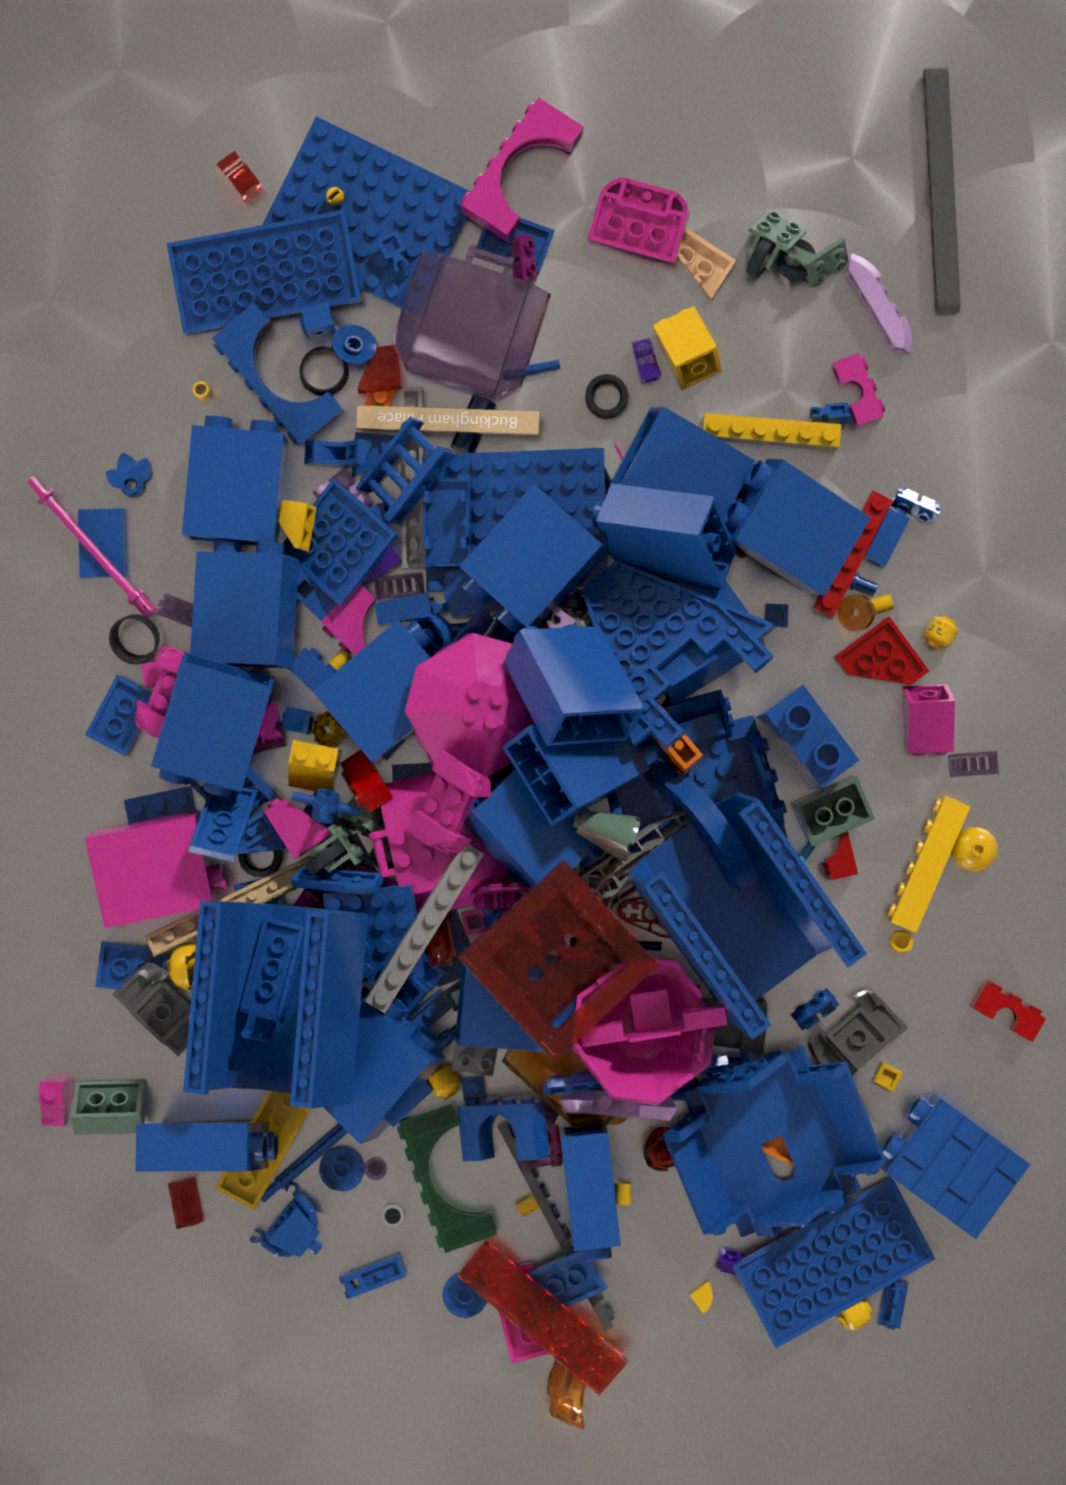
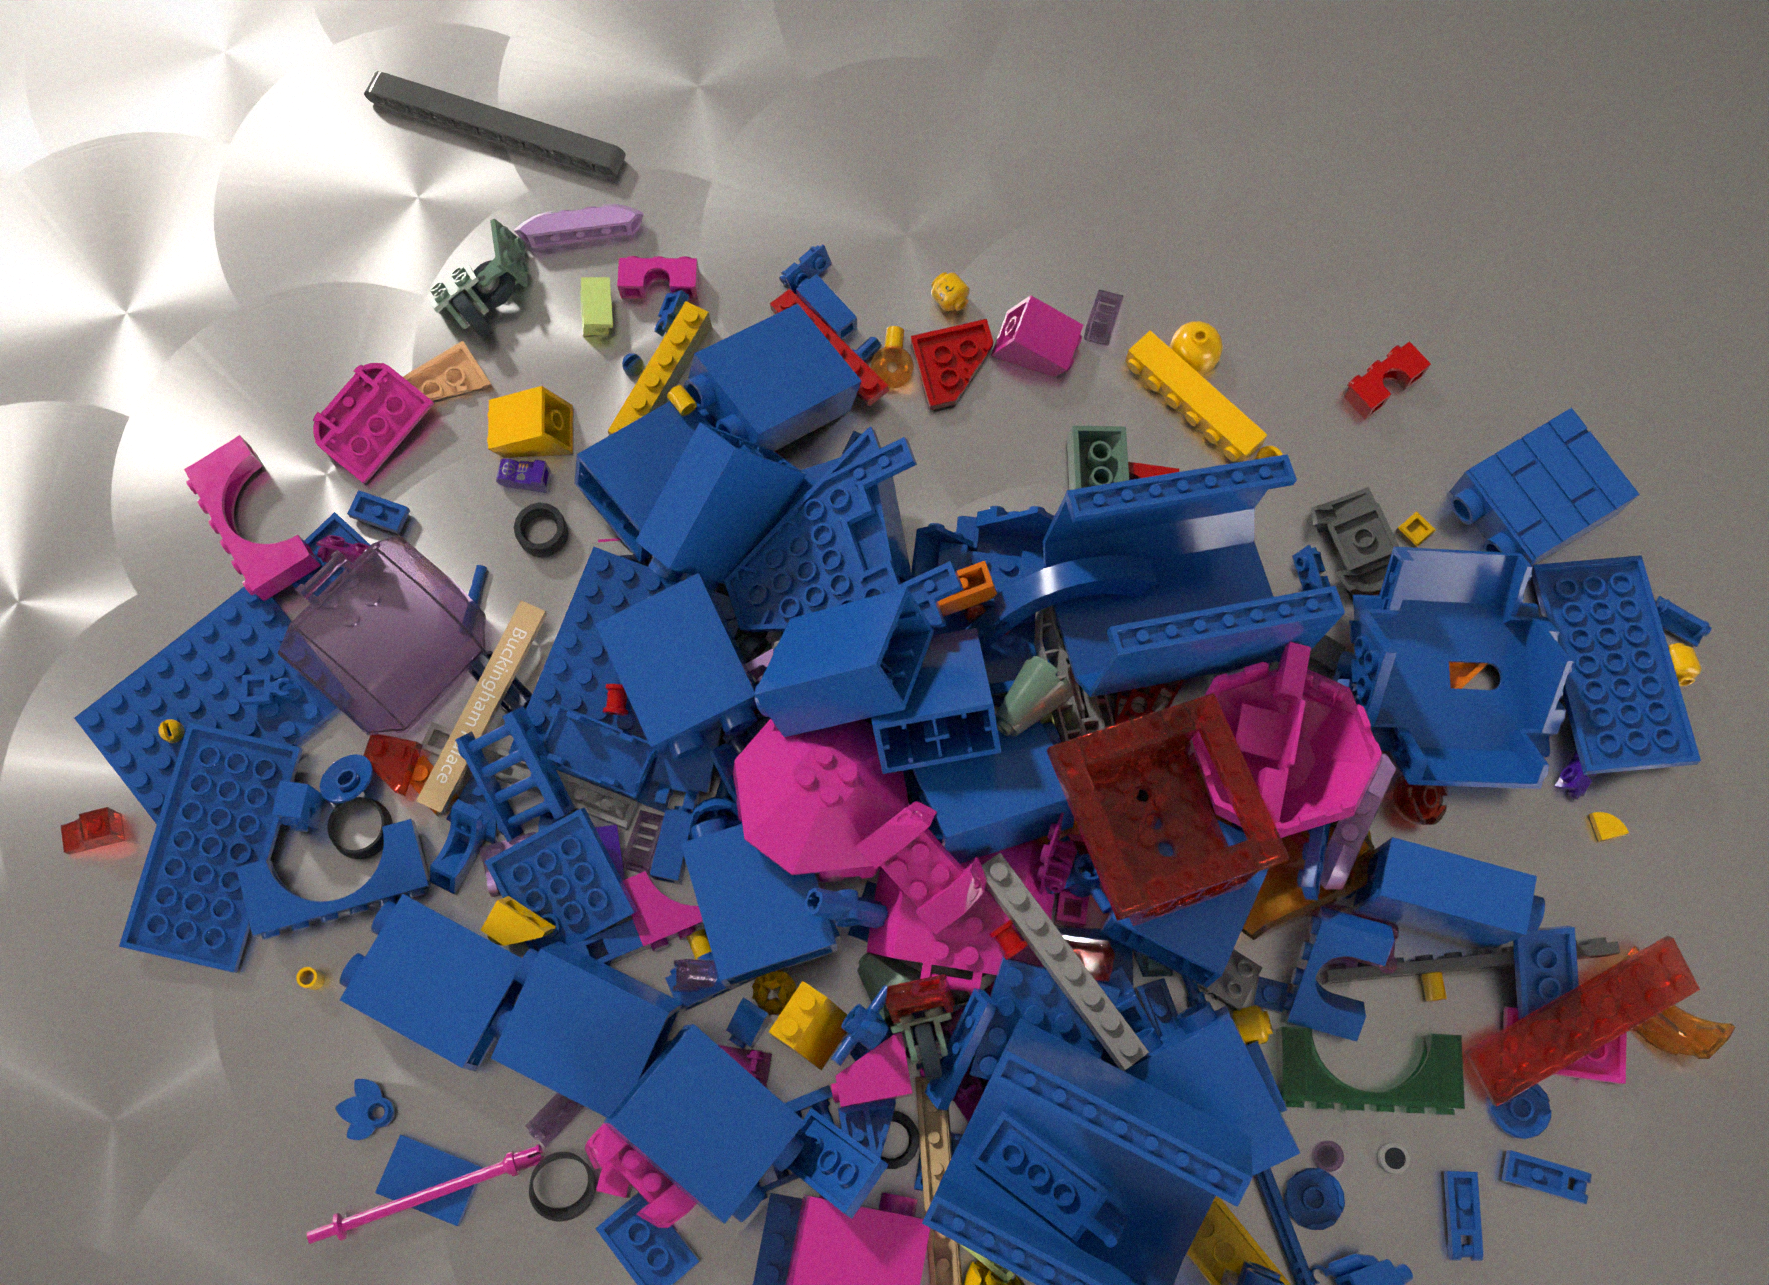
camera: 65 degrees left, 15 degrees down
(313, 668) = (694, 975): none -> clear purple piece
(361, 836) = (919, 996): none -> clear red hinge
(365, 781) = (854, 968): red brick -> none
(400, 759) = (845, 908): none -> blue piece
(422, 1326) = (1545, 1176): none -> blue plate
(424, 884) = (1008, 939): none -> red bush
(490, 519) = (616, 700): none -> red bush
(569, 263) = (378, 512): none -> blue plate
(746, 464) = (681, 400): none -> yellow hinge
(772, 407) = (635, 367): none -> hinge
(807, 738) = (1011, 451): blue brick -> none
(812, 351) = (596, 305): none -> yellowish green hinge

